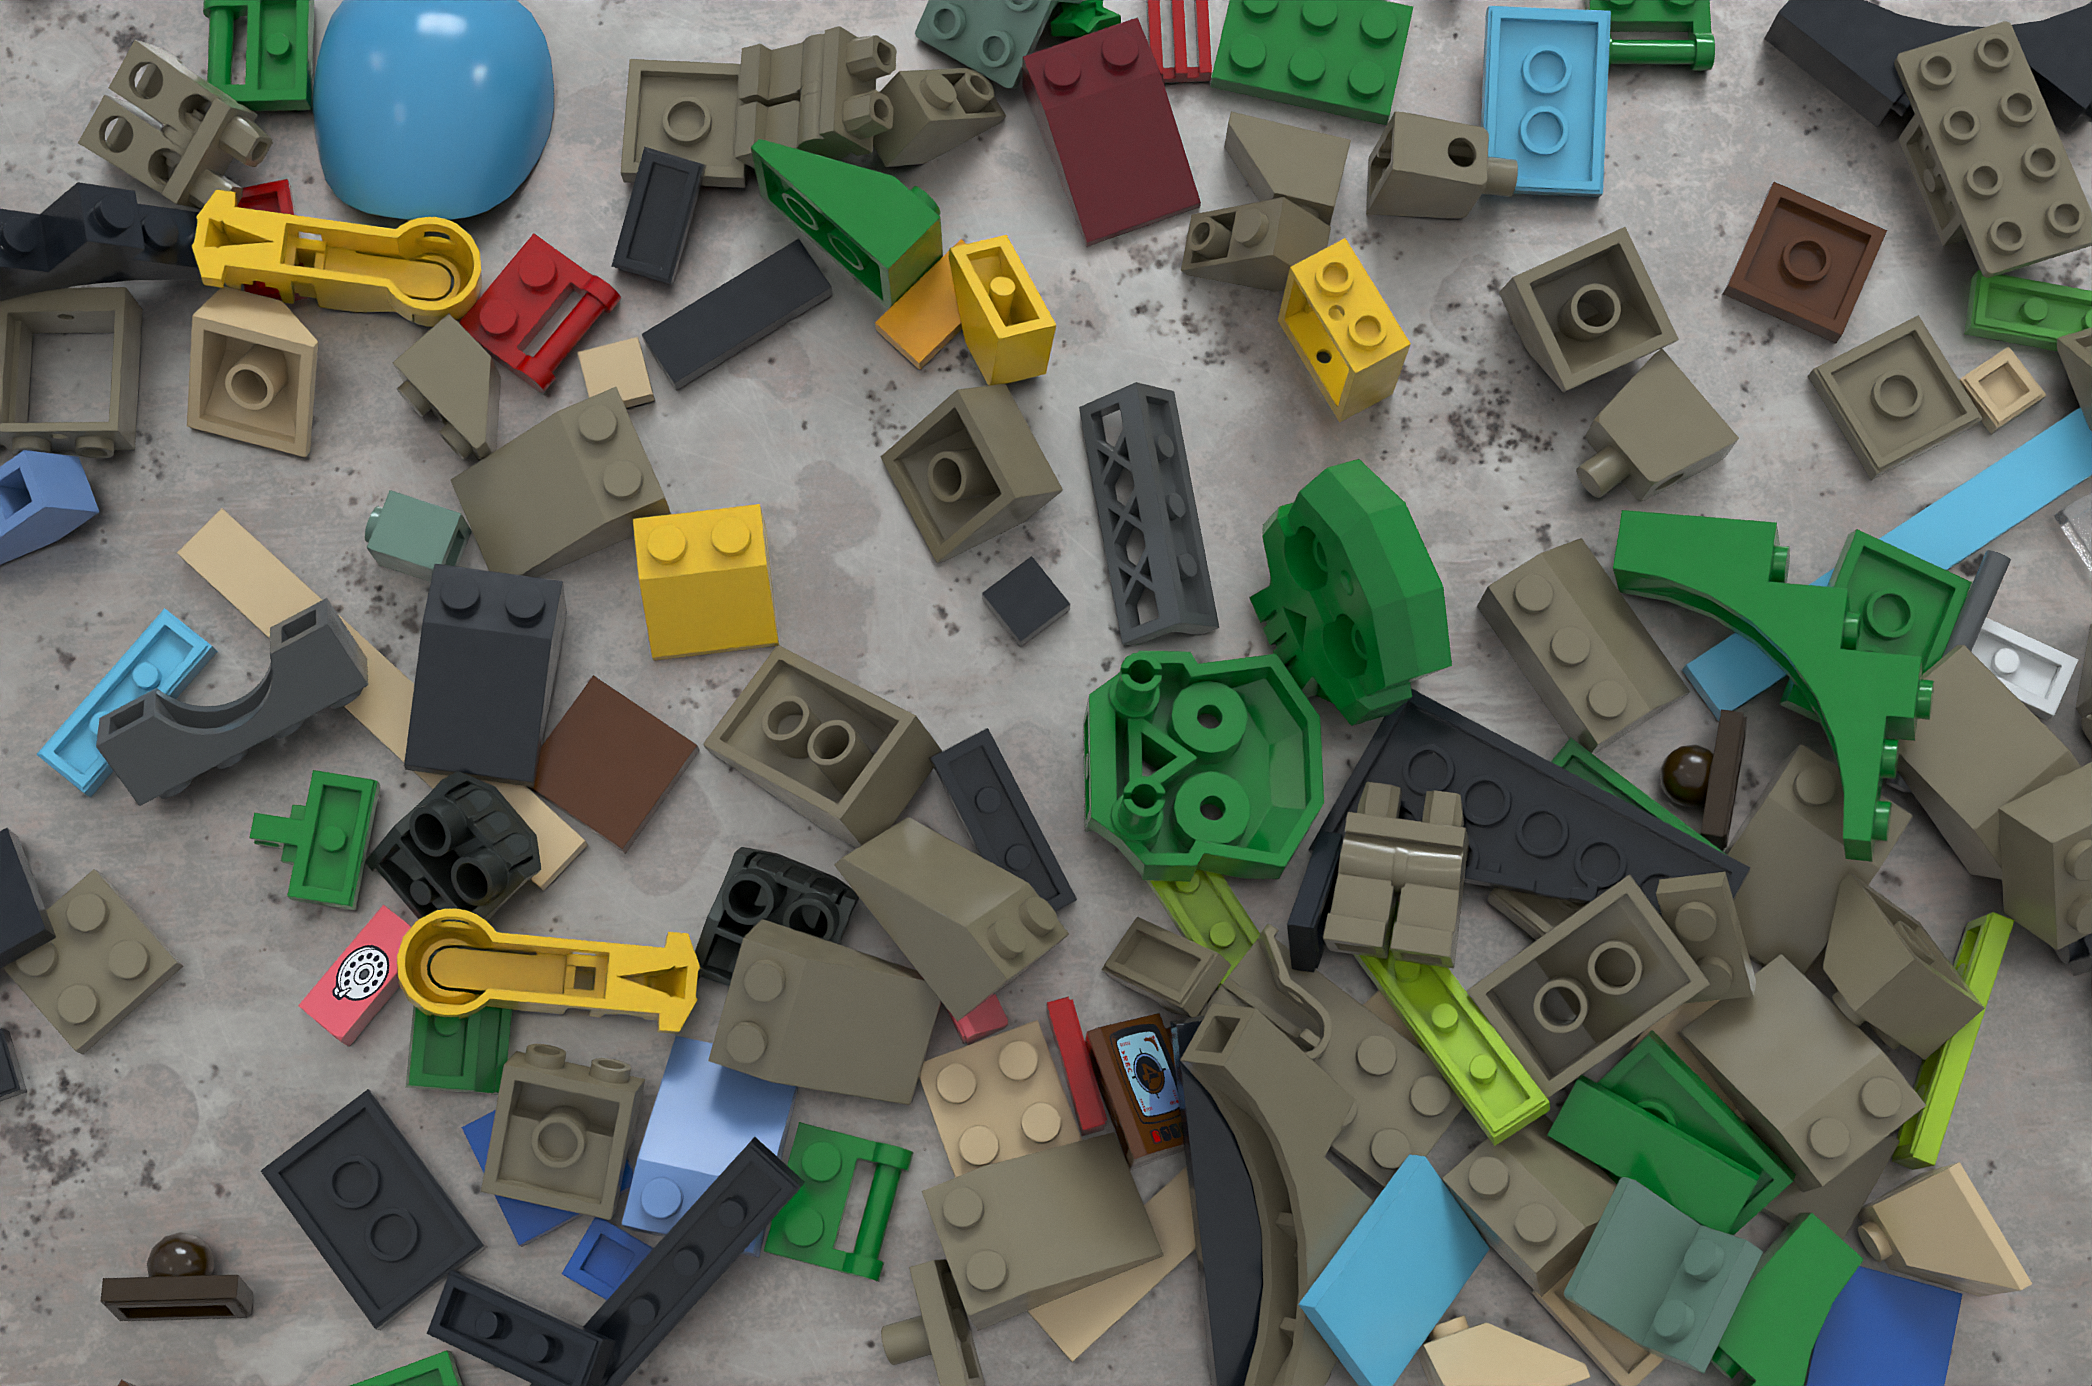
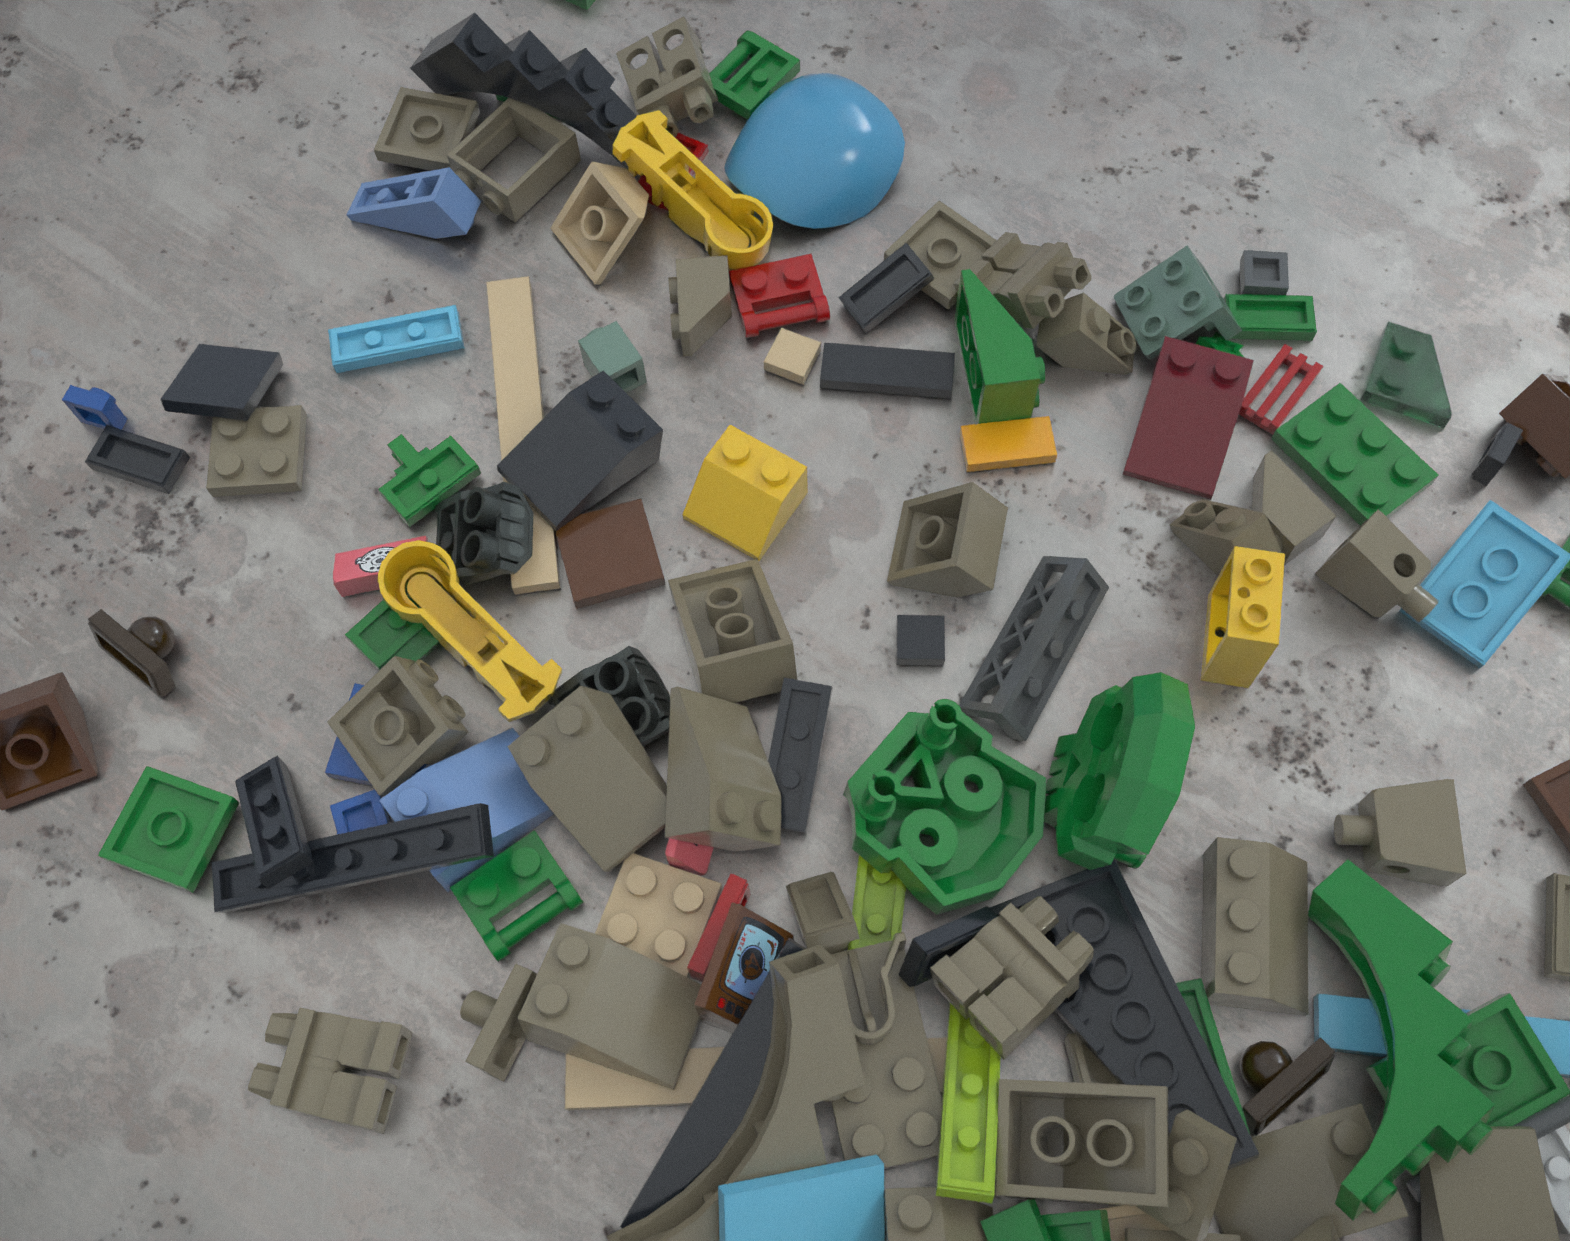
camera: 45 degrees right, 10 degrees down
(165, 743) = (391, 364): dark grey arch -> none
(373, 1209) = (272, 692): black tile -> none
(561, 489) = (712, 386): dark tan slope -> none
(1001, 311) = (1038, 466): yellow slope -> none
(1588, 311) = (1420, 720): dark tan slope -> none

